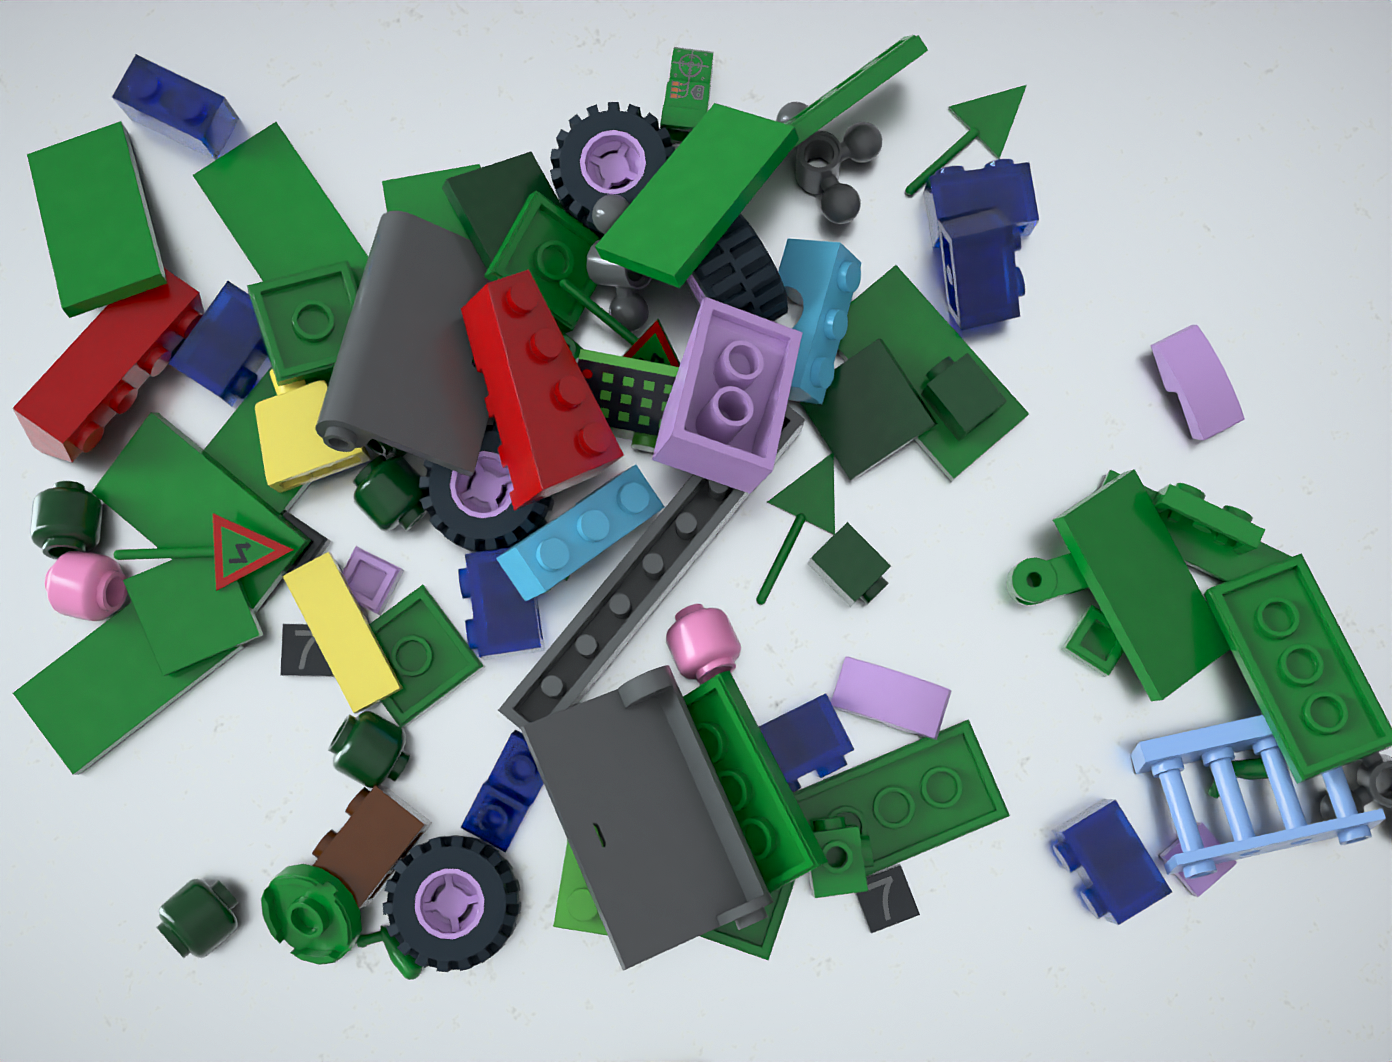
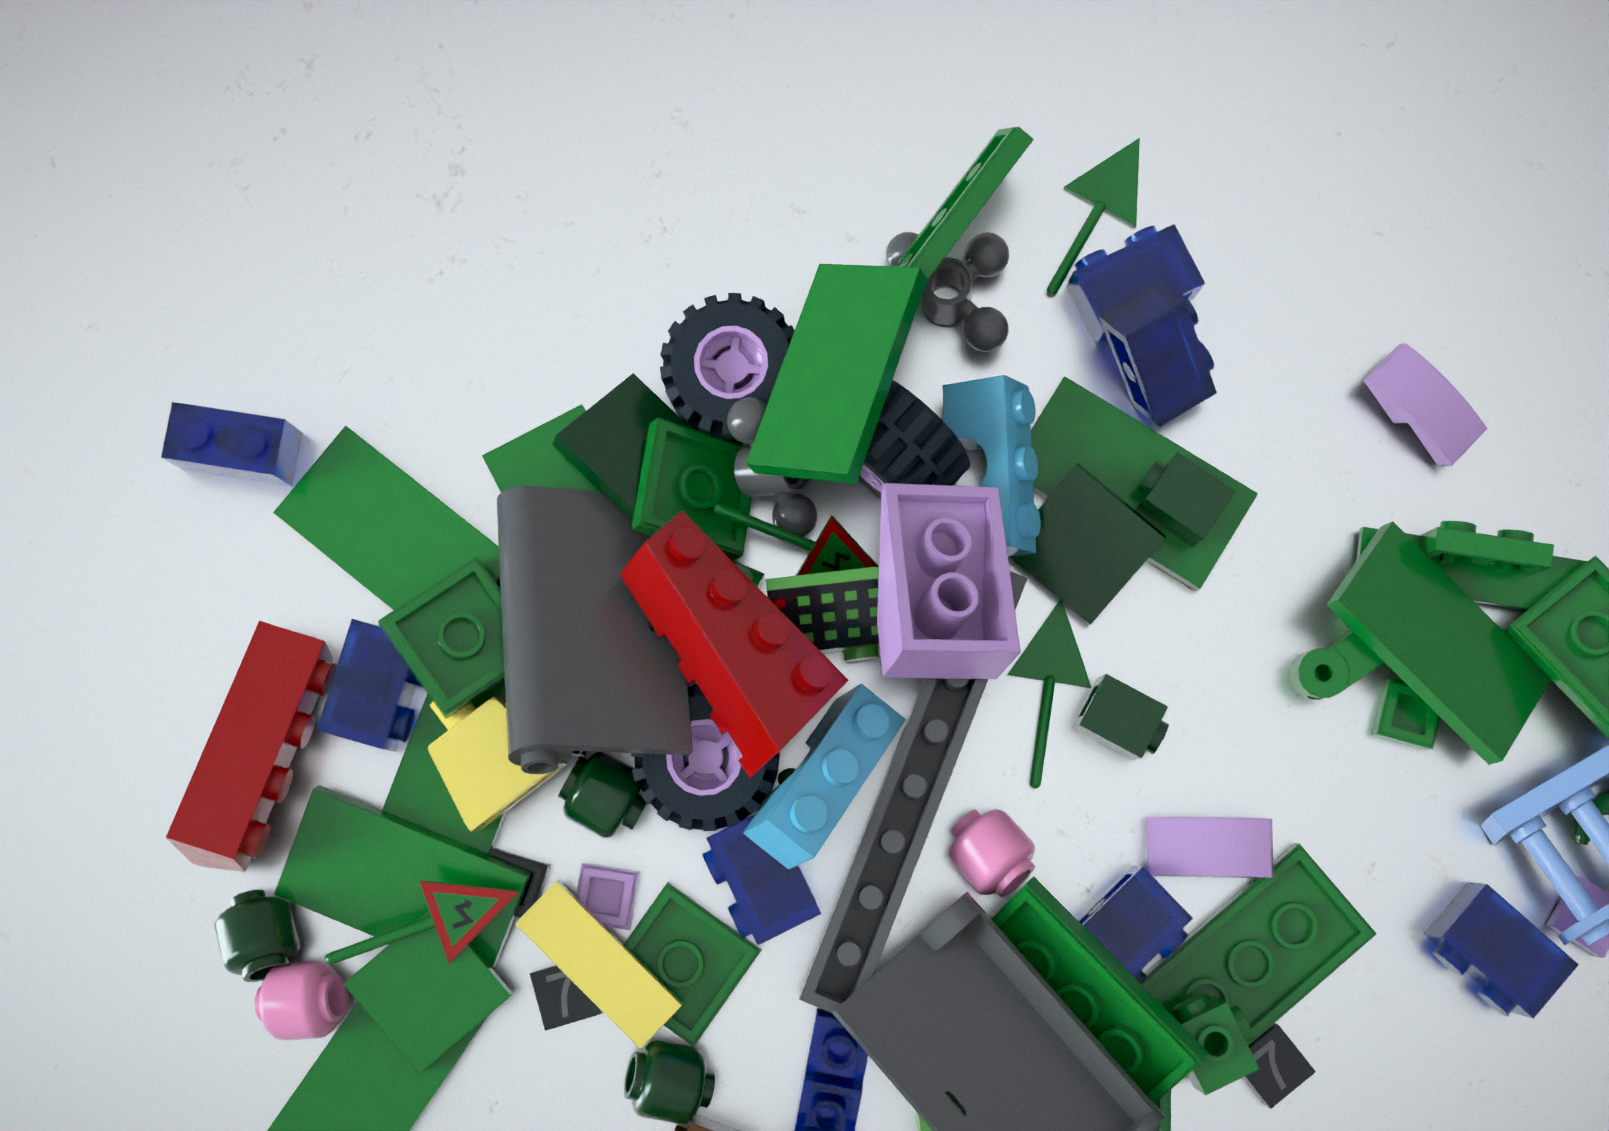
camera: 15 degrees left, 0 degrees up
(96, 219) = (185, 596): green tile -> none
(687, 91) = (782, 259): green leg -> none

